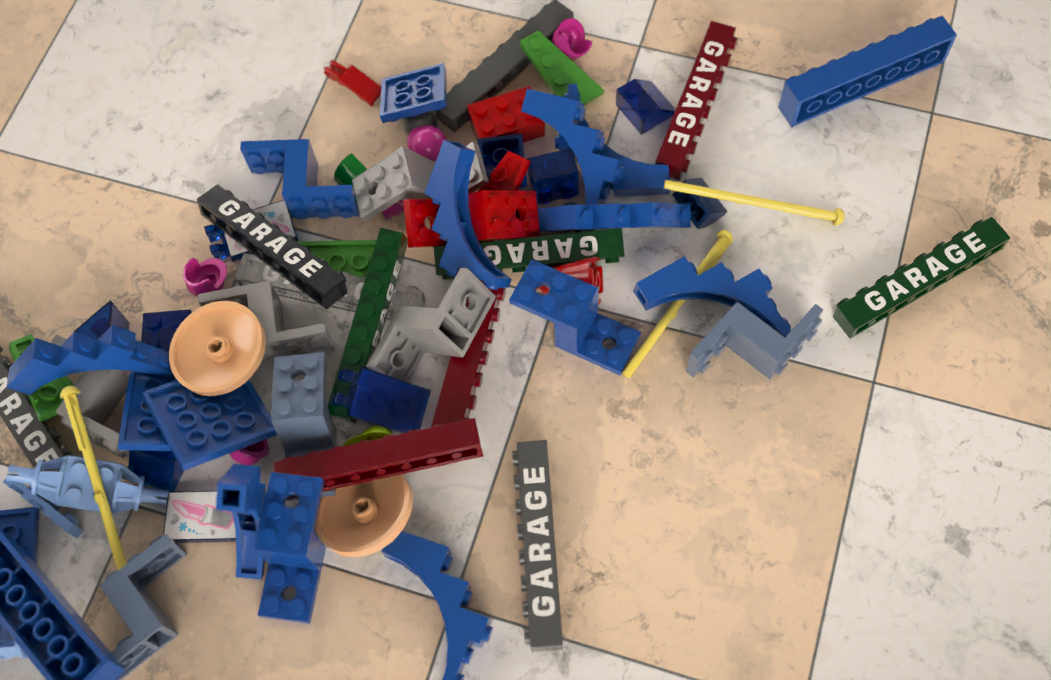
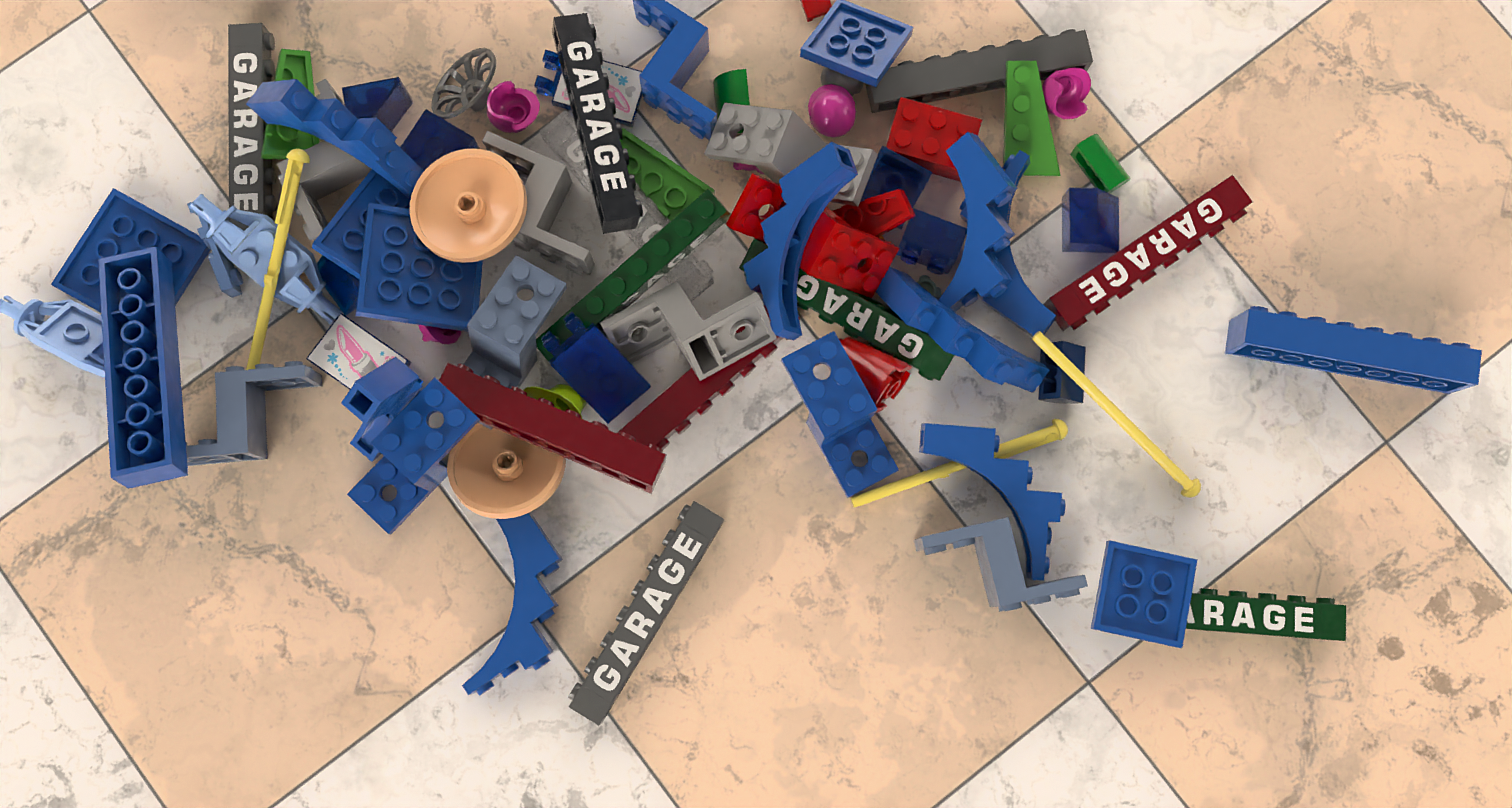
camera: 25 degrees right, 15 degrees up
(169, 286) = (473, 91): none -> dark grey wheel
(623, 69) = (1099, 164): none -> green brick
(862, 293) = (1144, 594): none -> blue plate

